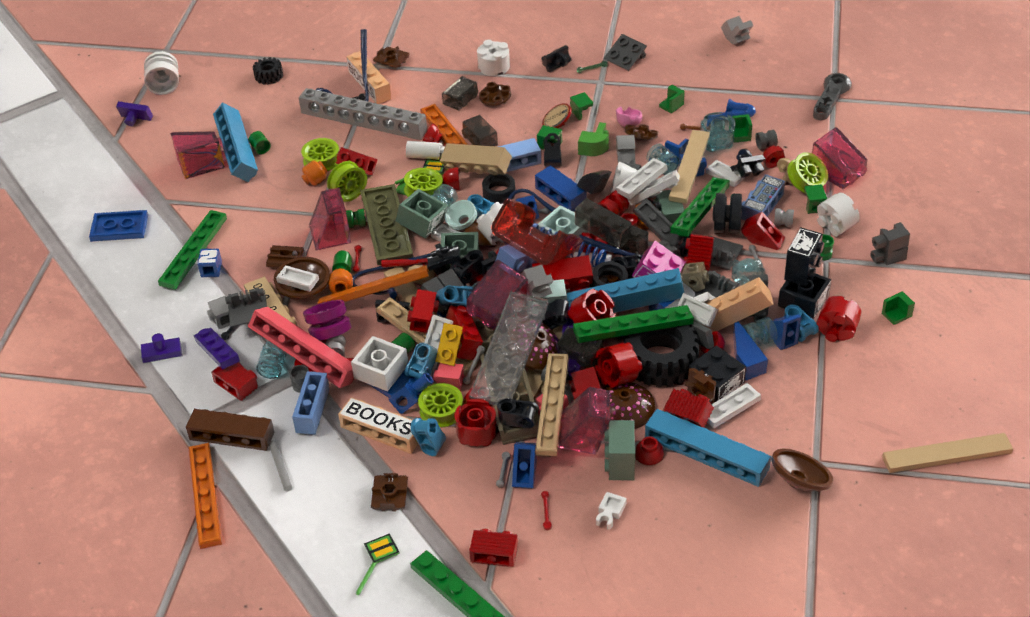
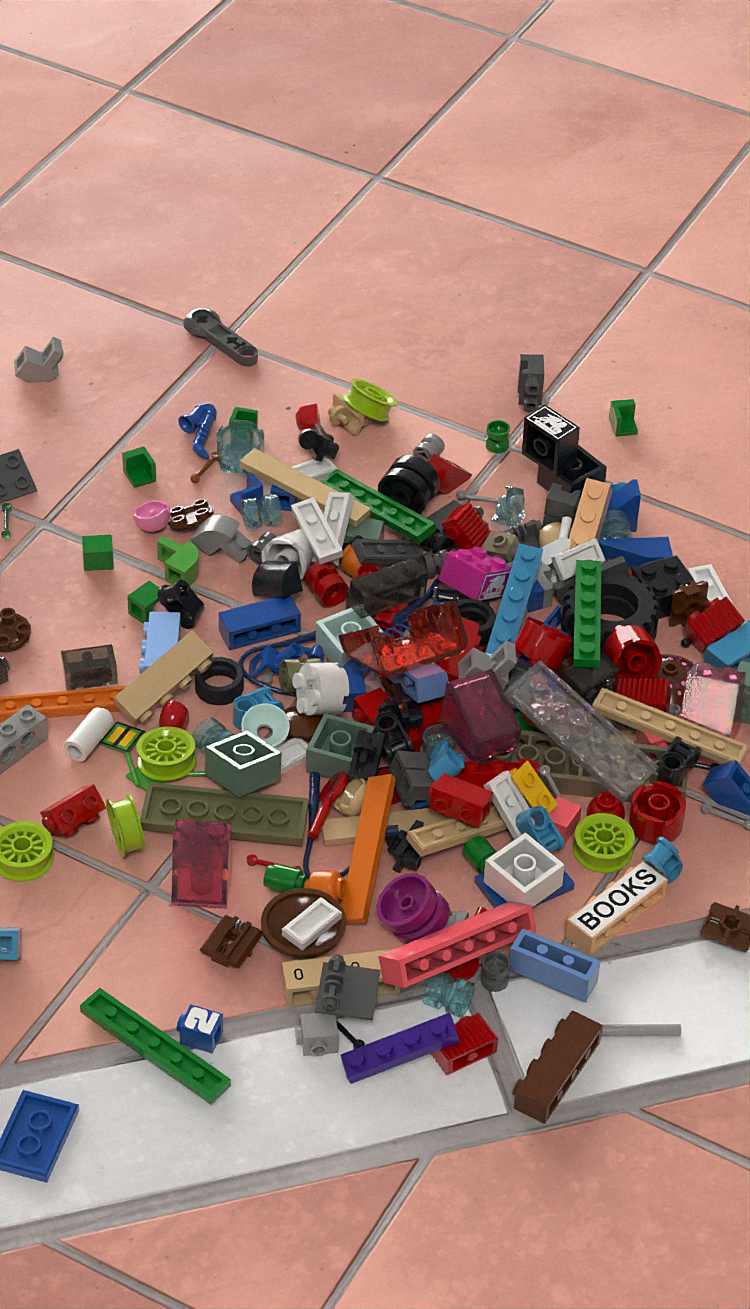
camera: 75 degrees left, 0 degrees up
(160, 349) = (354, 1124): dark purple tile -> none
(204, 496) = (657, 1121): orange tile -> none
(314, 173) = (65, 866): orange head -> none
(411, 392) = (574, 854): blue bracket -> none
(432, 134) = (62, 718): red piece -> none
(557, 116) = (106, 581): piece -> none
(763, 197) = (378, 447): brick -> none
(766, 139) = (276, 414): dark grey wheel -> none
(815, 196) = (412, 409): green panel -> none
(837, 214) = (456, 402): white brick -> none
(839, 318) = (631, 460): red brick -> none
(840, 157) = (357, 361): clear pink slope -> none

